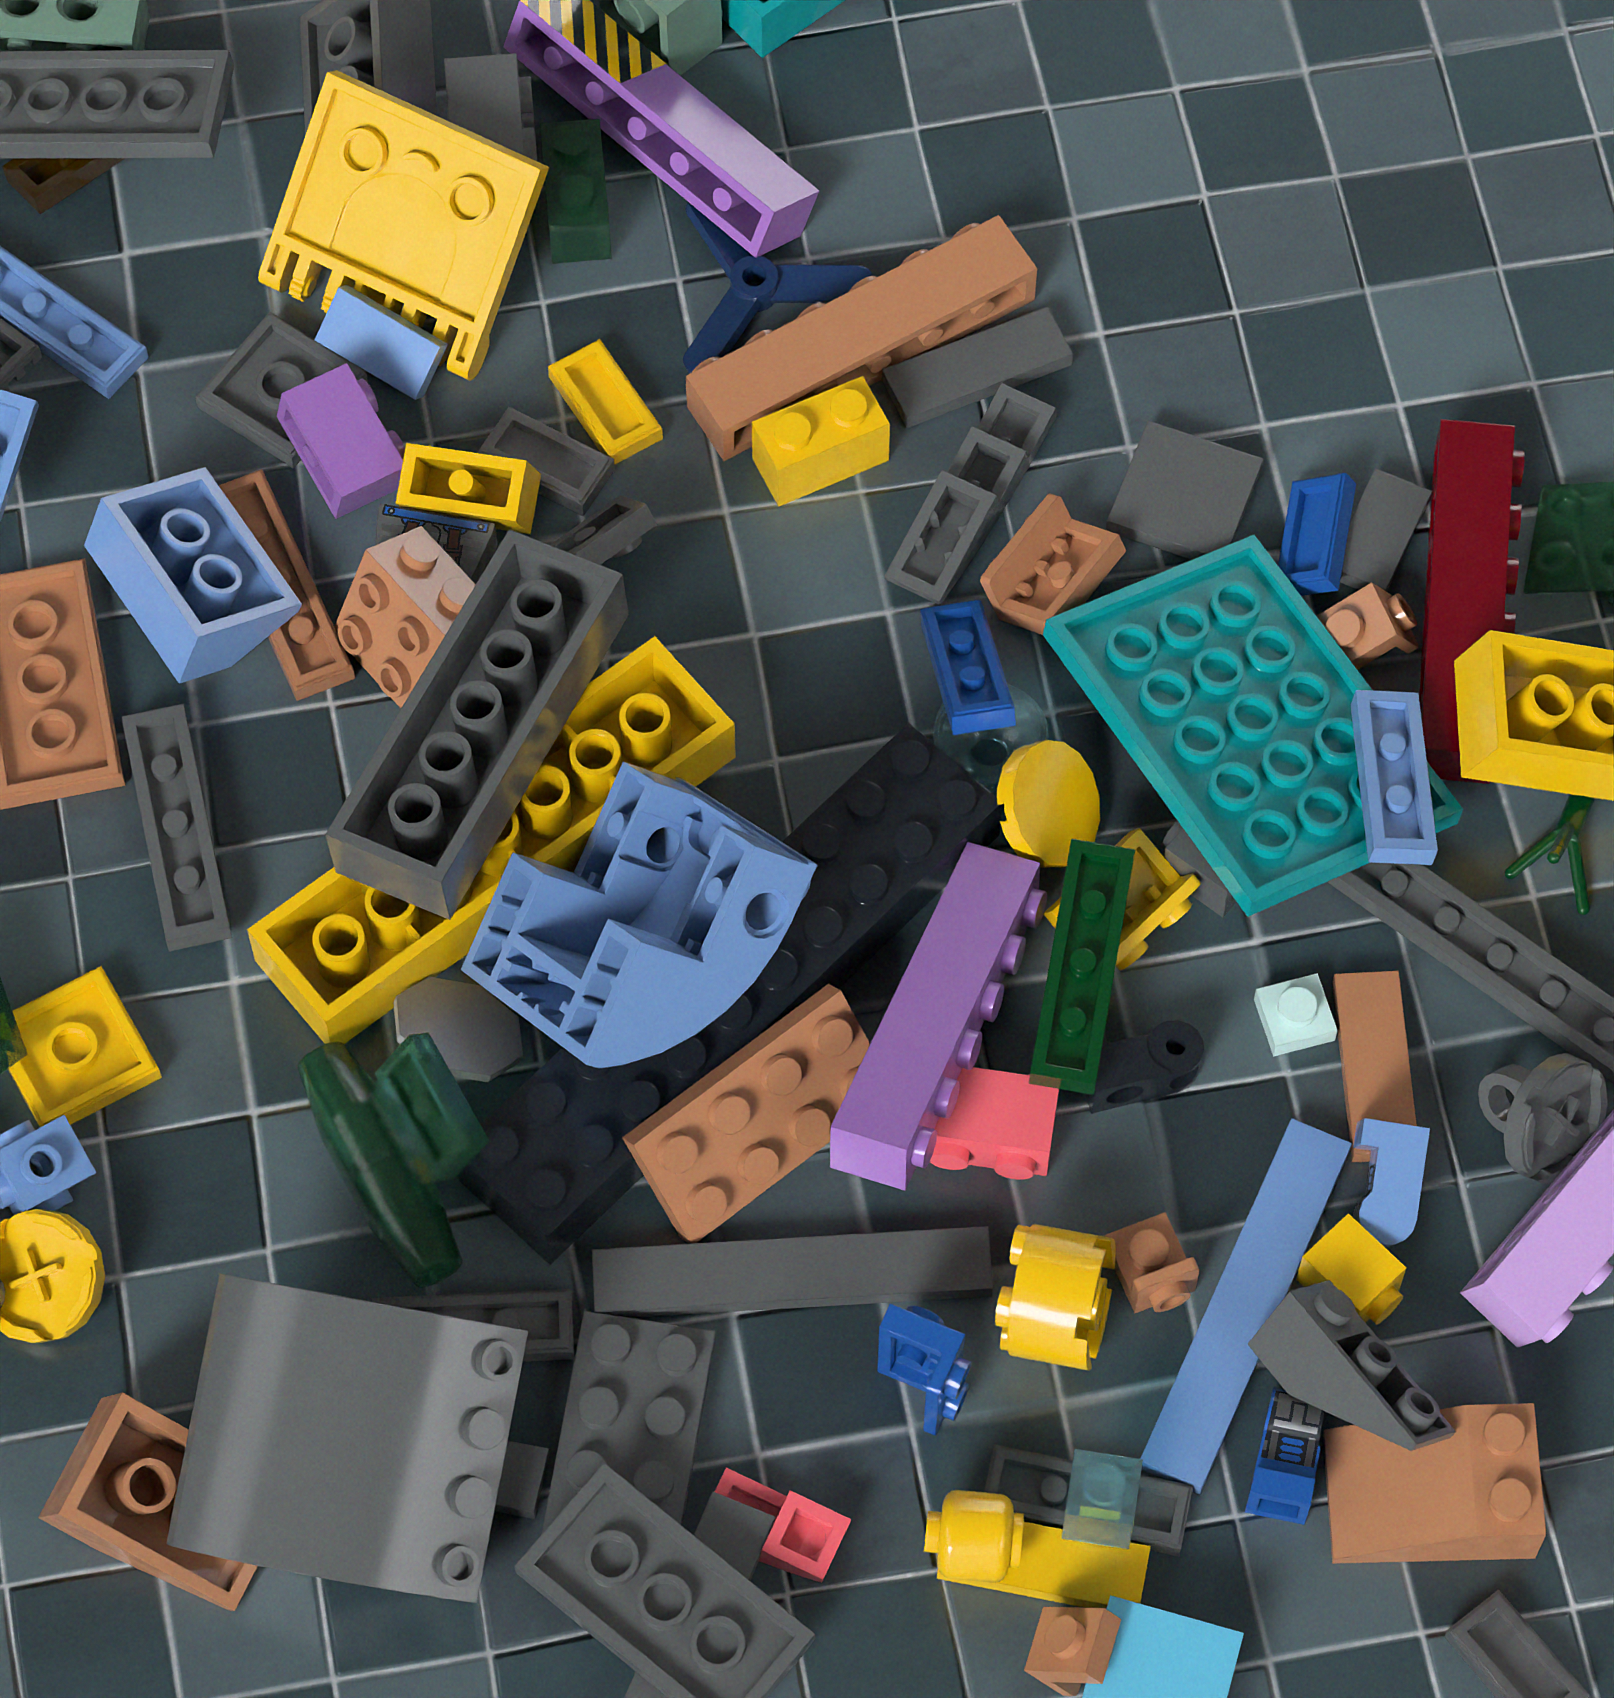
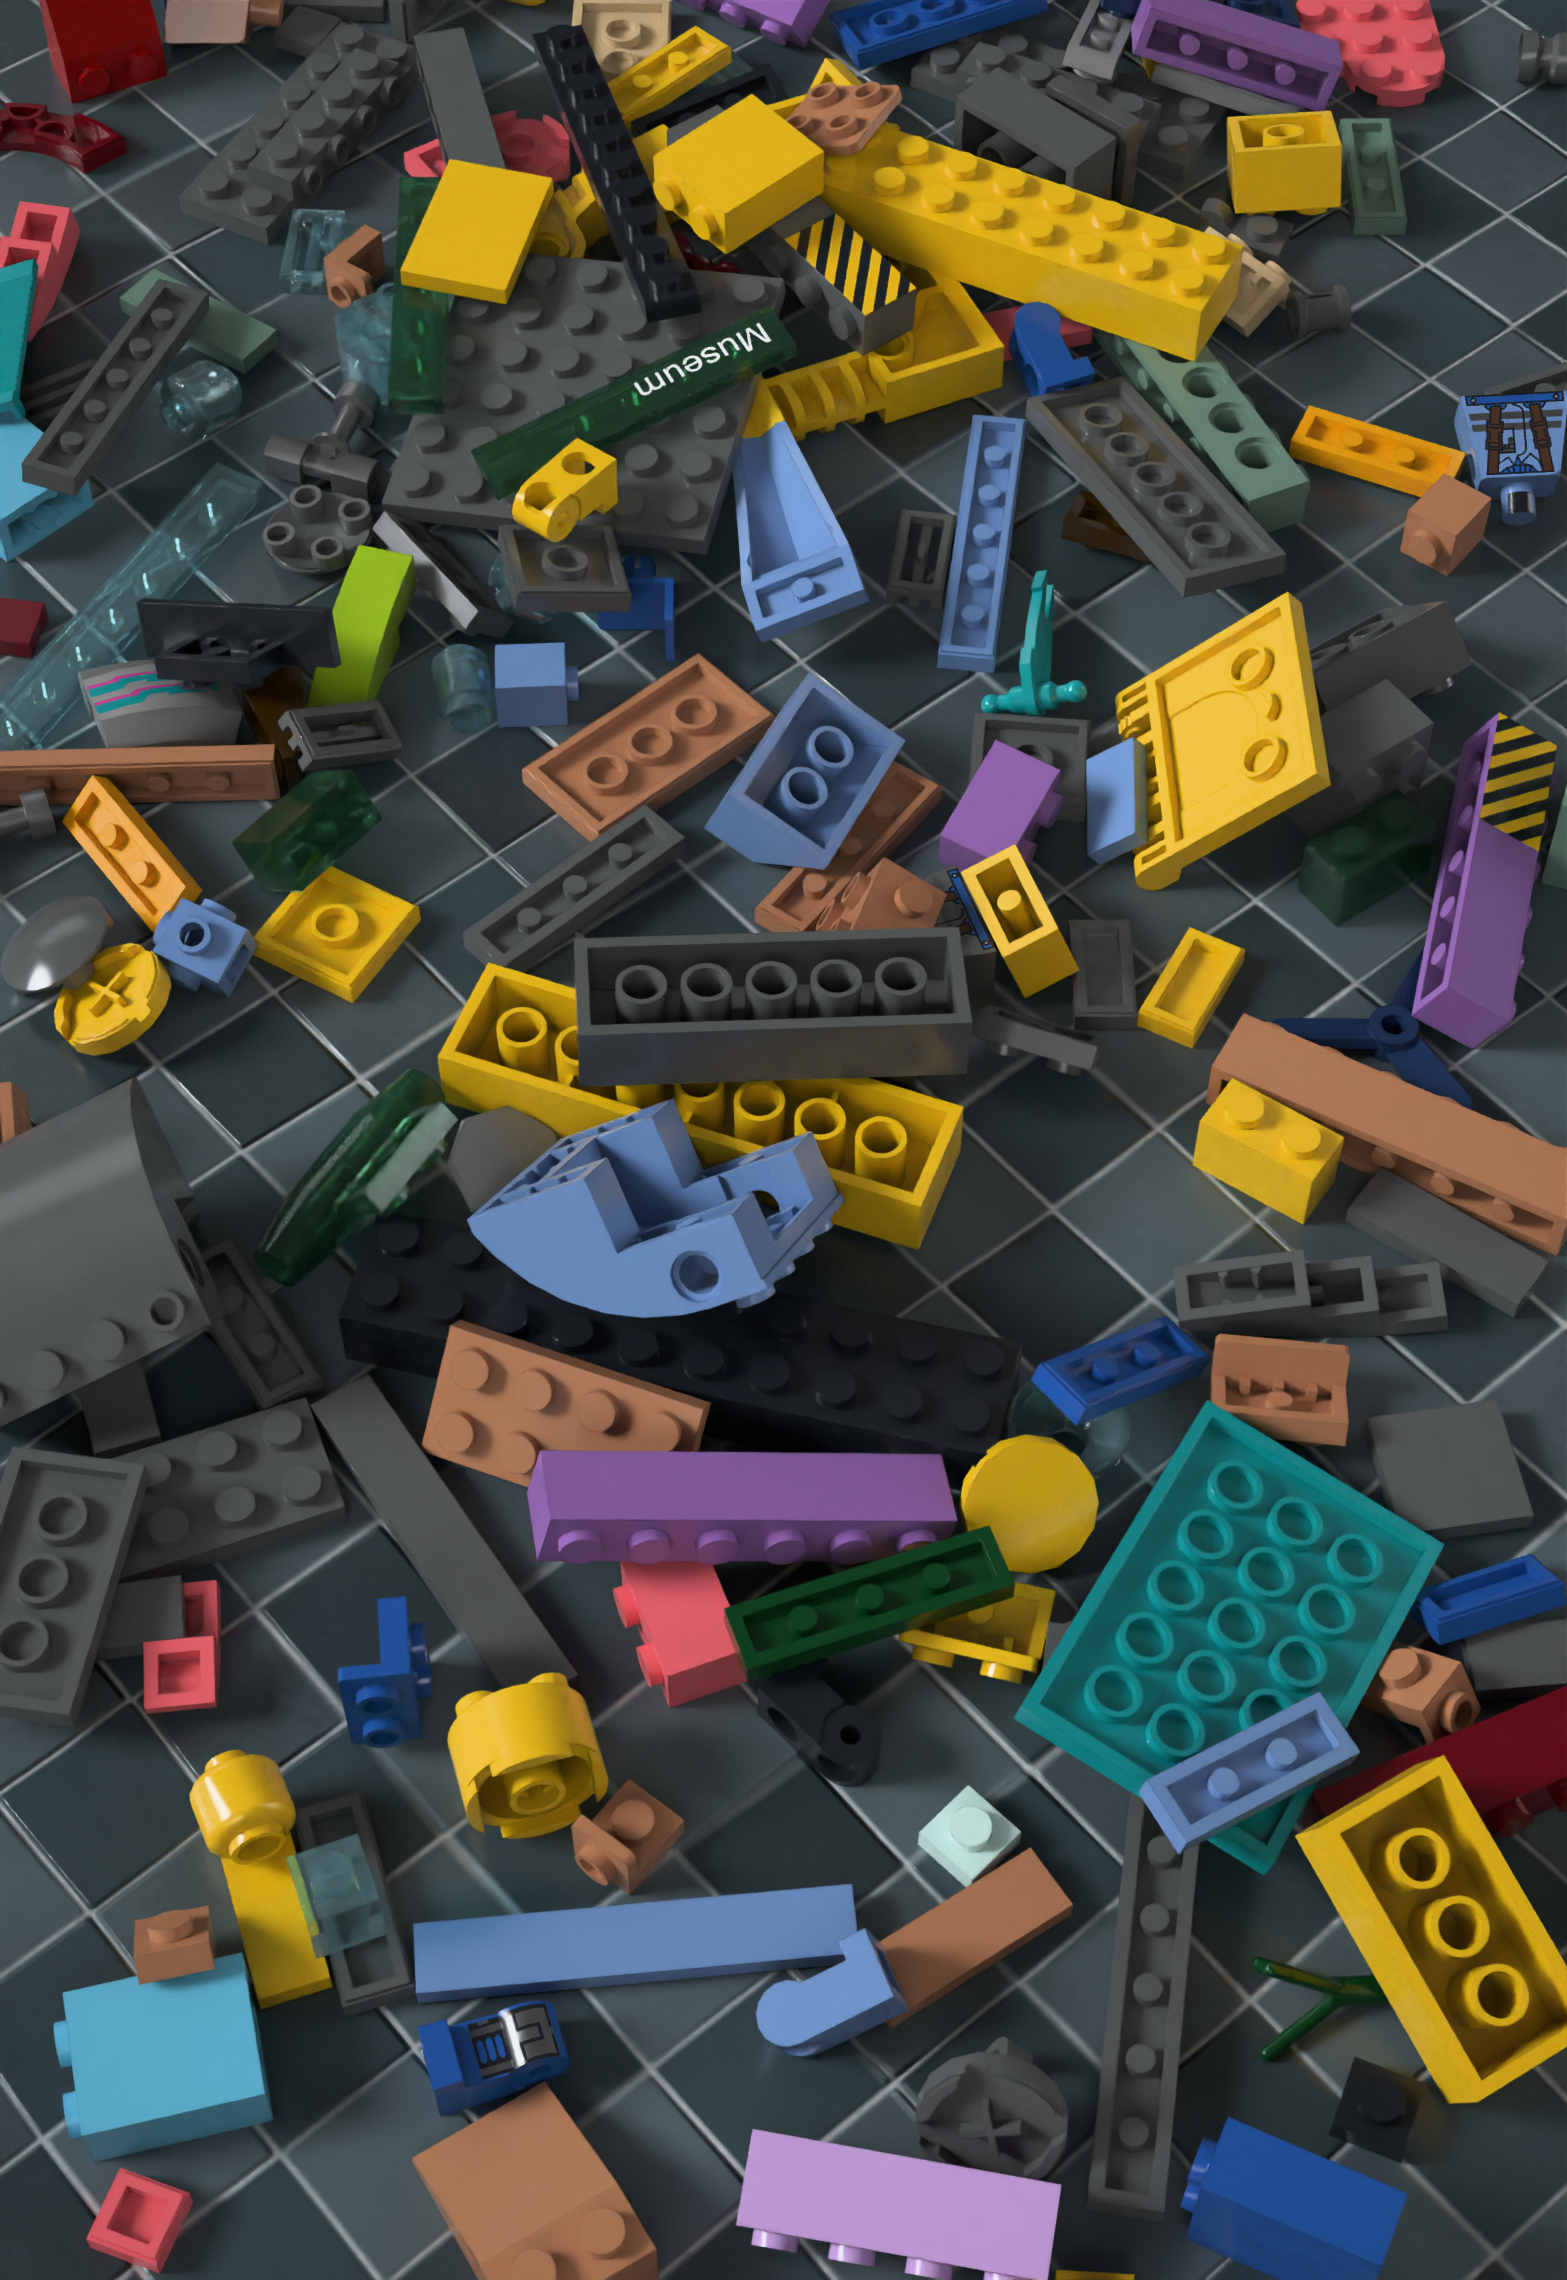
camera: 60 degrees right, 10 degrees down
(215, 340) = (1036, 690): none -> teal piece
(1339, 1365) = (592, 2054): dark grey slope -> none
(1357, 1267) = (715, 2020): yellow brick -> none

